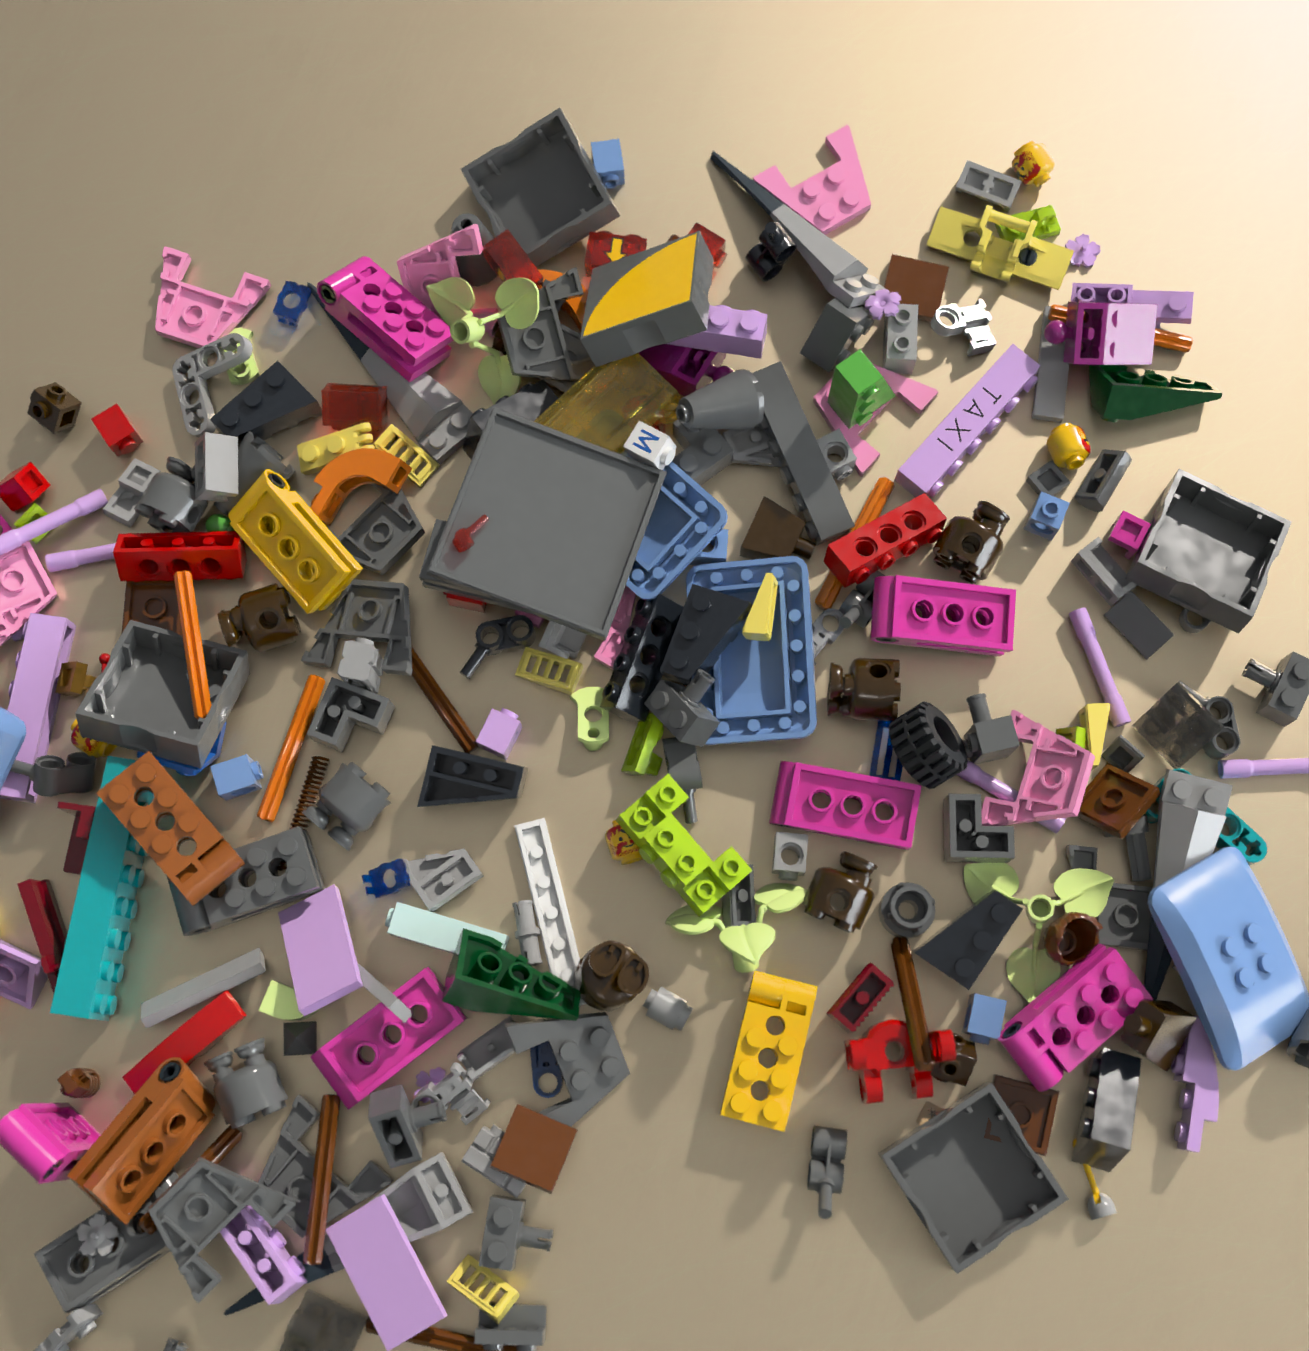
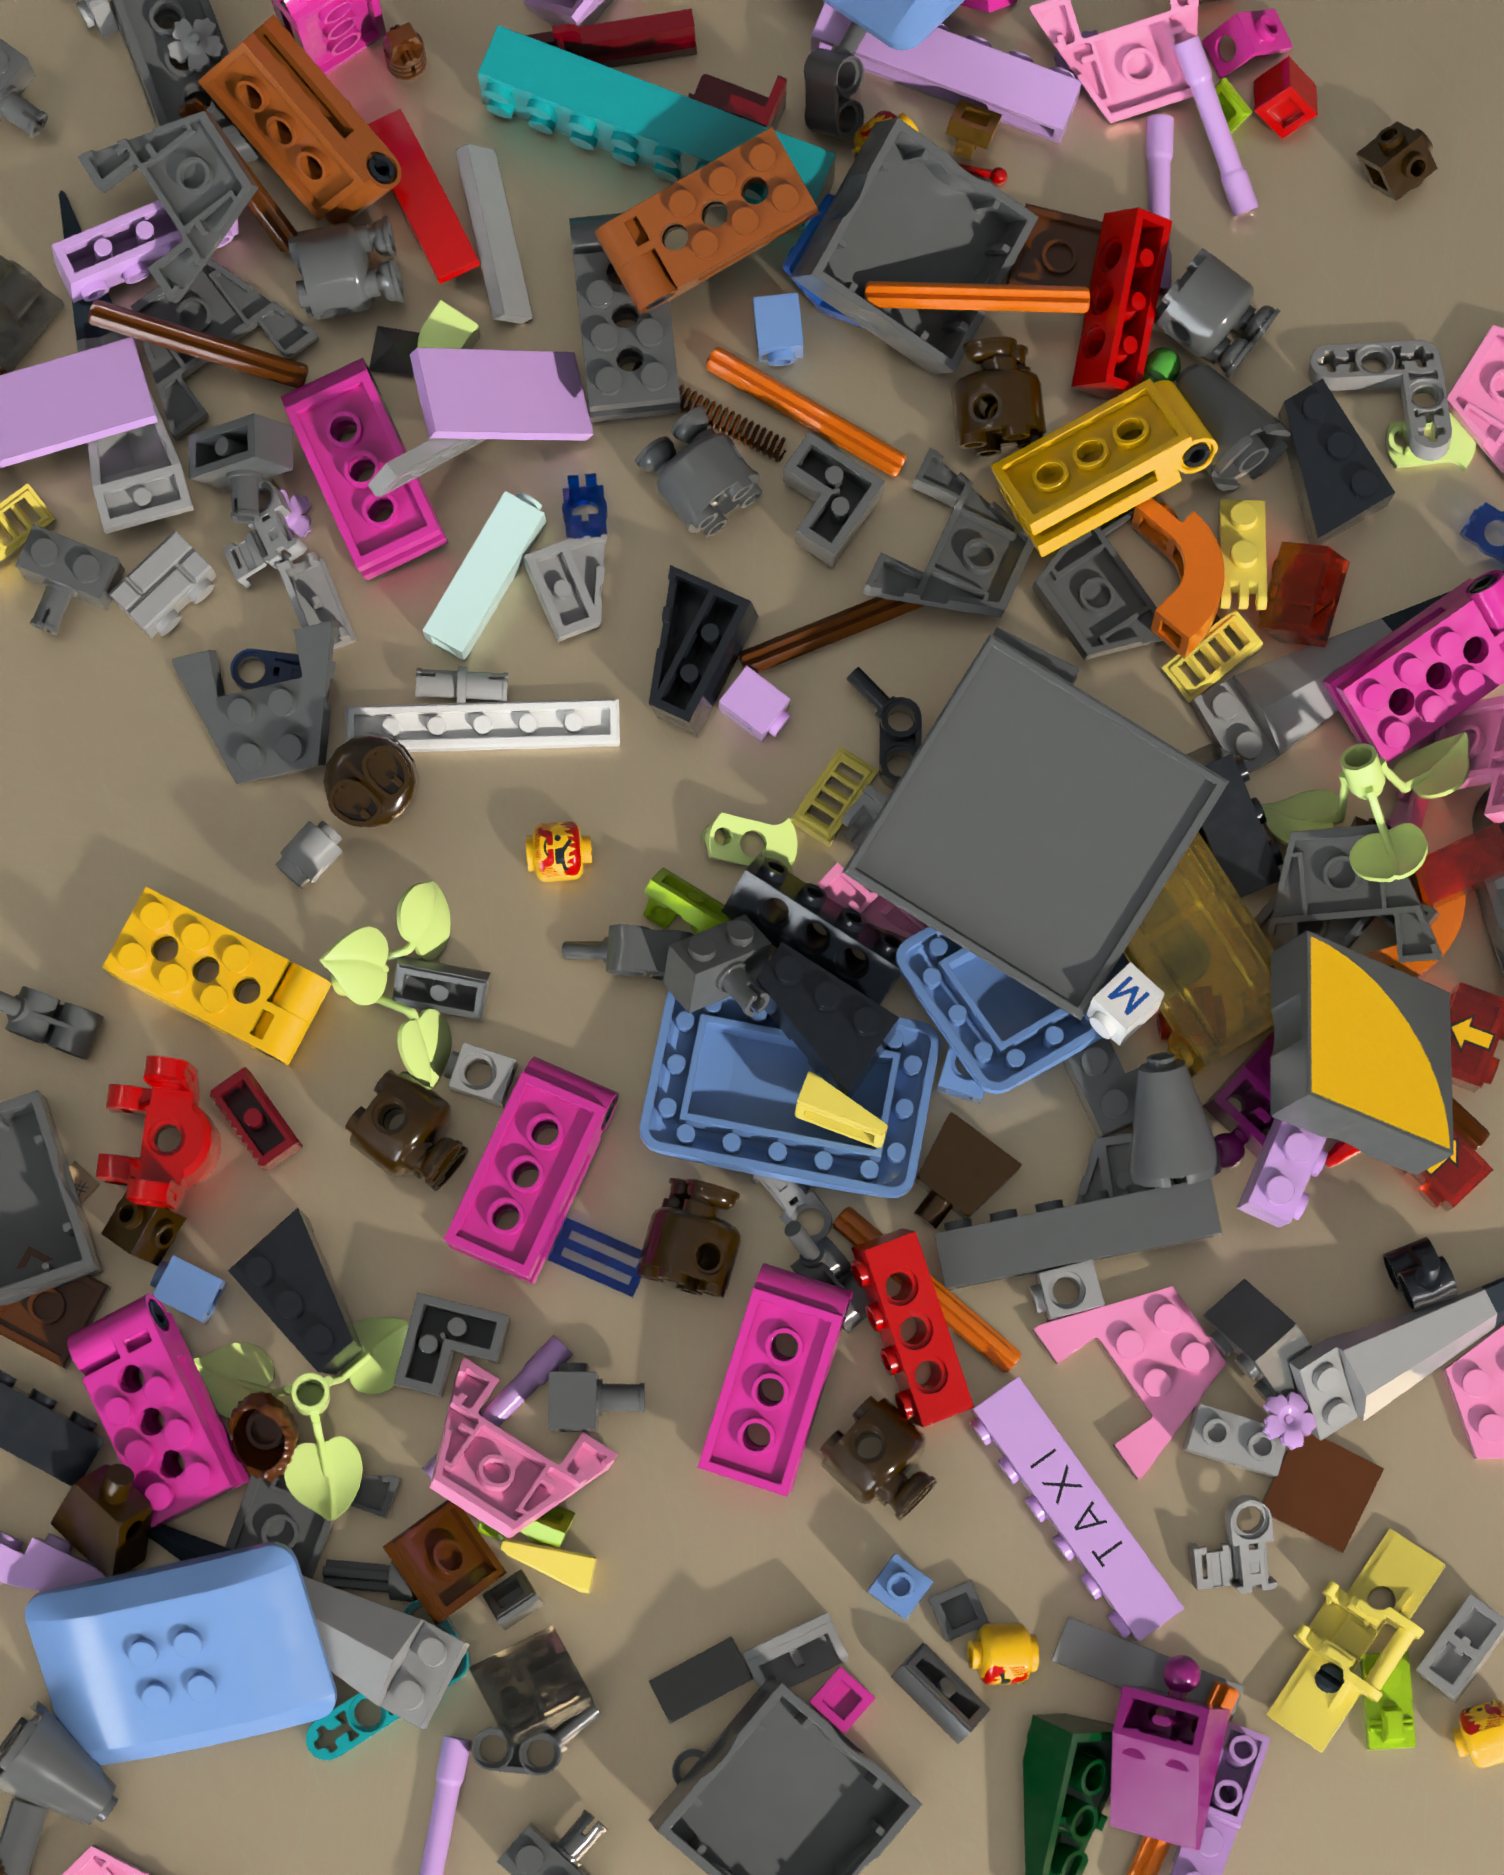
camera: 100 degrees right, 5 degrees up
(117, 430) = (1342, 246): red brick -> none
(132, 486) = (1244, 252): light grey slope -> none
(216, 467) = (1237, 373): hinge -> none
(361, 664) = (895, 527): light grey brick -> none
(463, 539) = (1027, 694): clear red hand -> none
(495, 981) = (397, 626): dark green wedge -> none
(533, 1149) = (165, 628): reddish brown tile -> none
(674, 851) = (518, 906): lime bracket -> none
(857, 390) = (1153, 1349): bright green wedge -> none
(912, 1004) = (226, 1180): reddish brown axle -> none
(918, 898) = (347, 1204): dark grey piece -> none
(928, 745) = (585, 1303): black tyre -> none
(1083, 250) = (1328, 1776): lavender plant -> none
(1087, 635) = (597, 1608): lavender piece -> none

